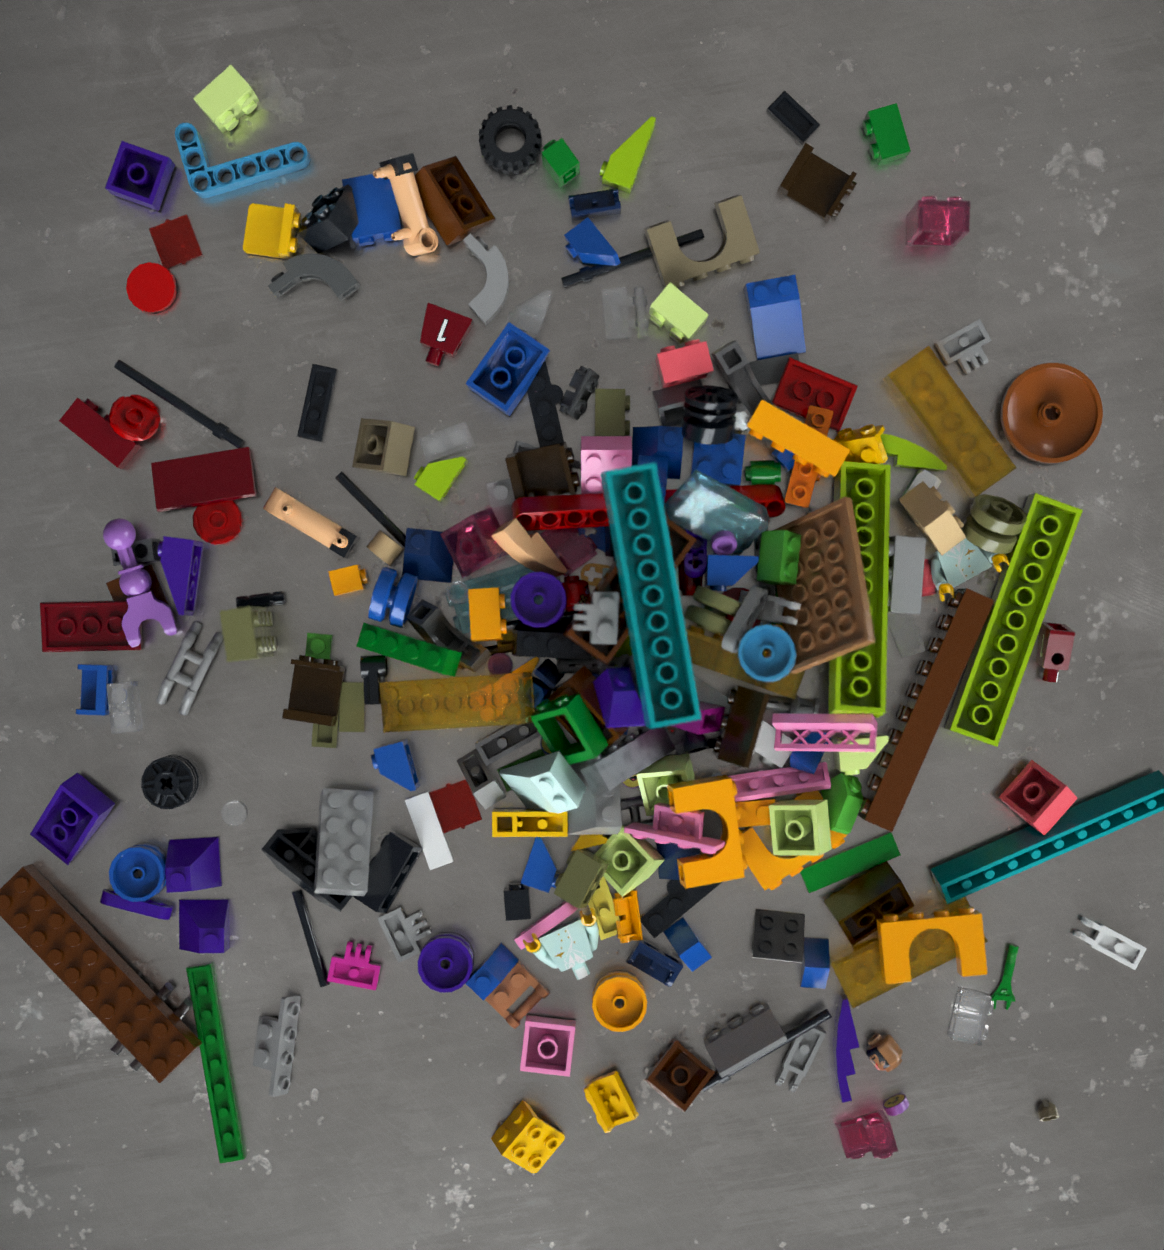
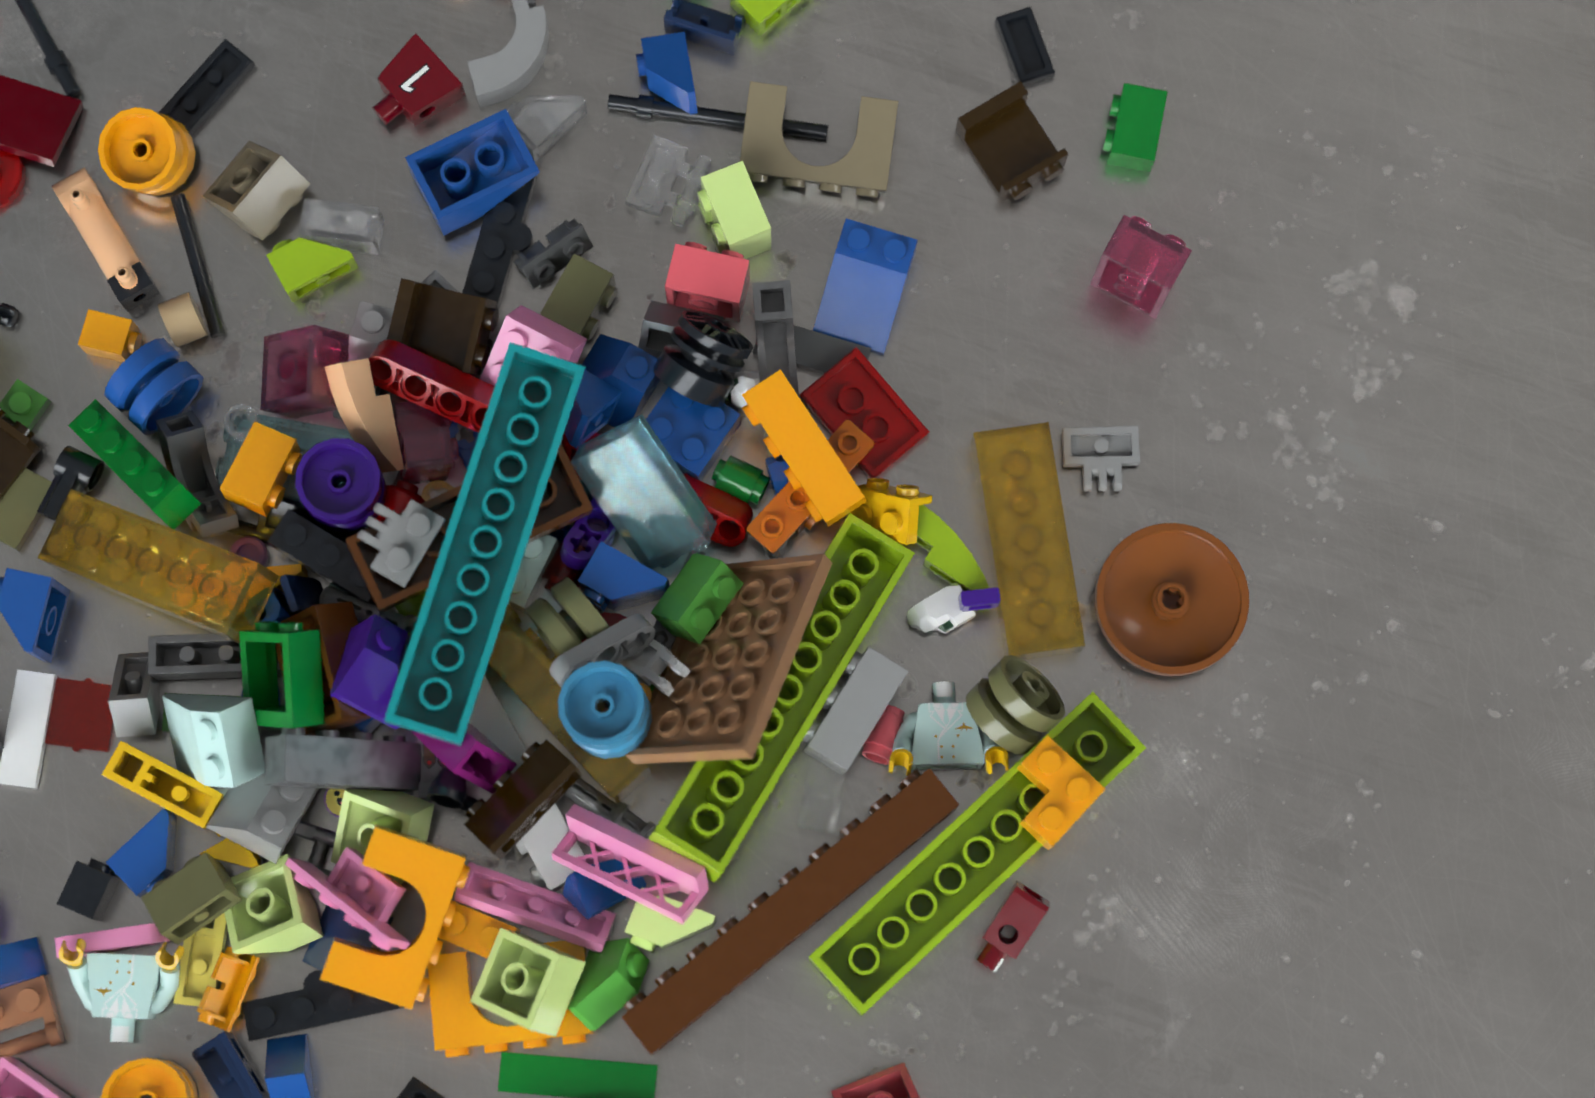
camera: 25 degrees right, 10 degrees down
(318, 448) = (146, 151): none -> light orange wheel
(427, 556) = (230, 357): dark blue slope -> none
(723, 543) = (632, 538): medium lavender tile -> none
(933, 517) = (936, 652): tan brick -> none
(943, 473) = (979, 599): none -> dark purple tile
(1053, 564) = (1066, 787): none -> light orange brick

